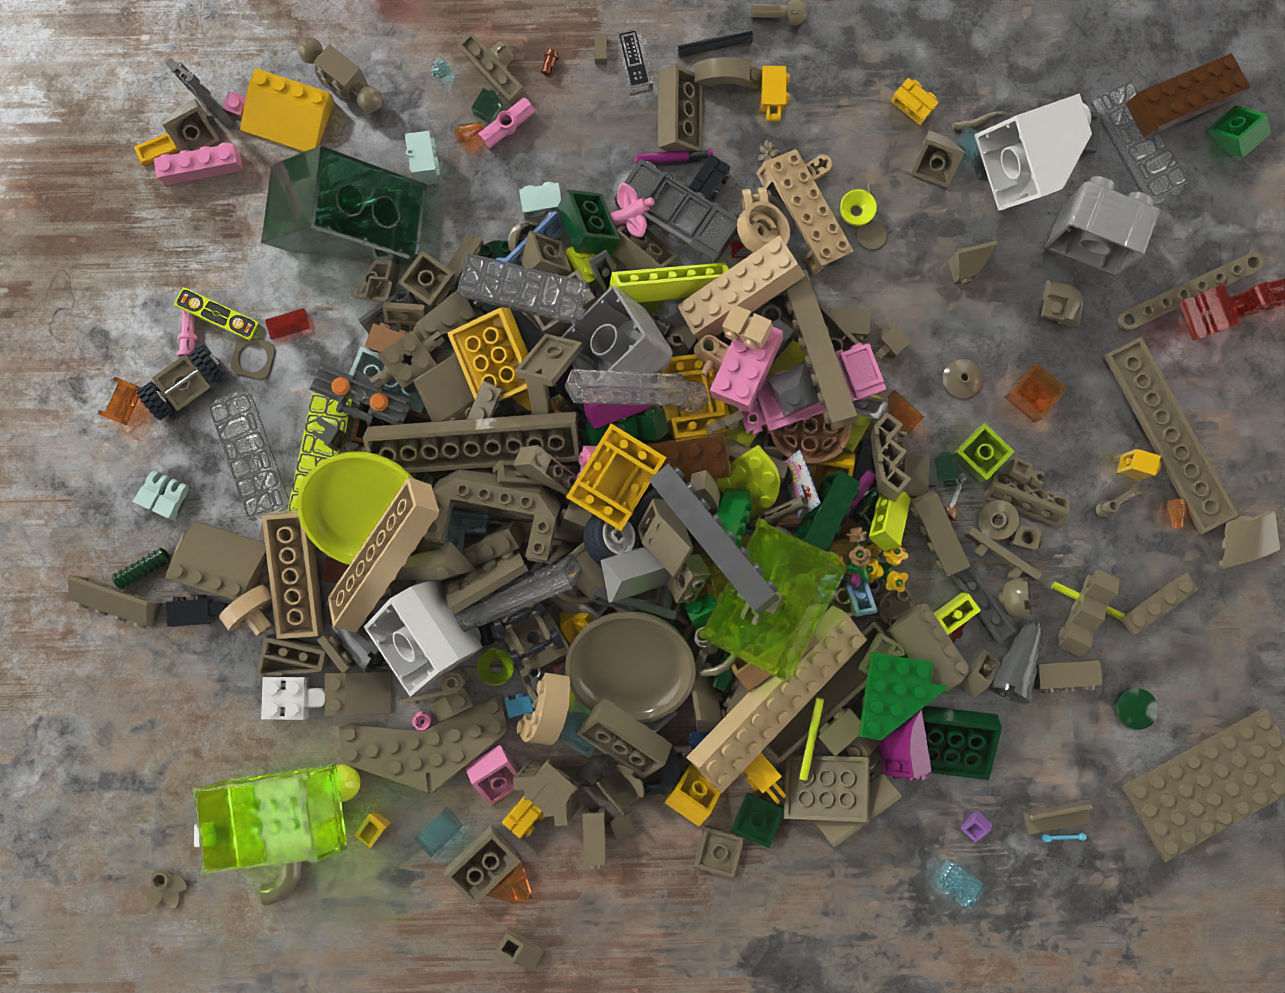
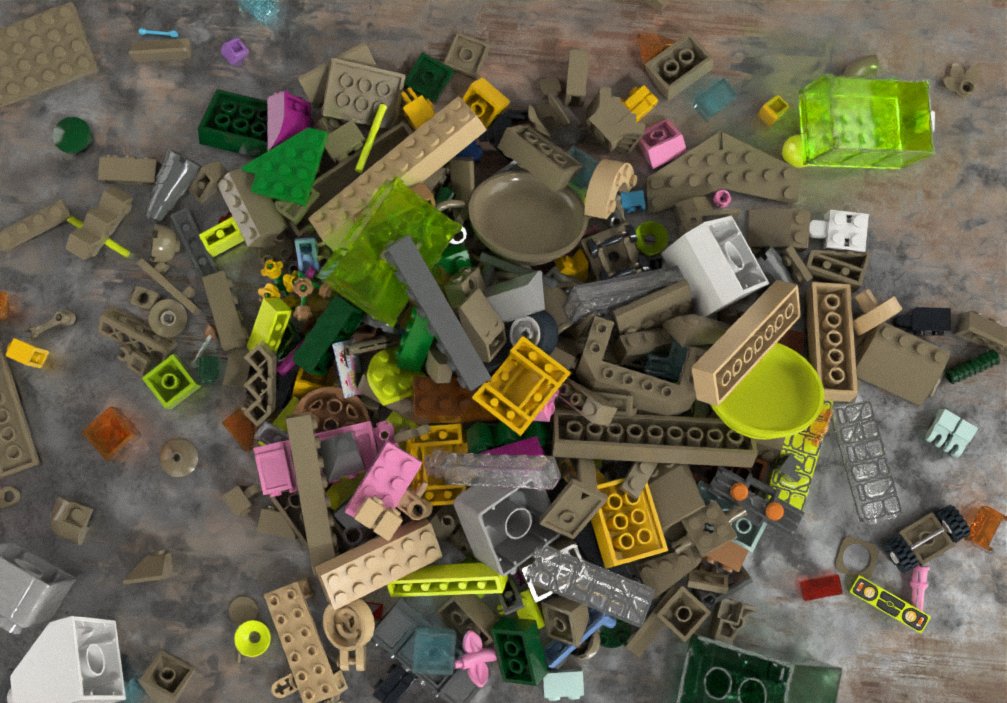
camera: 170 degrees left, 0 degrees up
(296, 482) = (822, 428): none -> clear orange bar
(674, 210) = (433, 651): none -> clear light blue brick

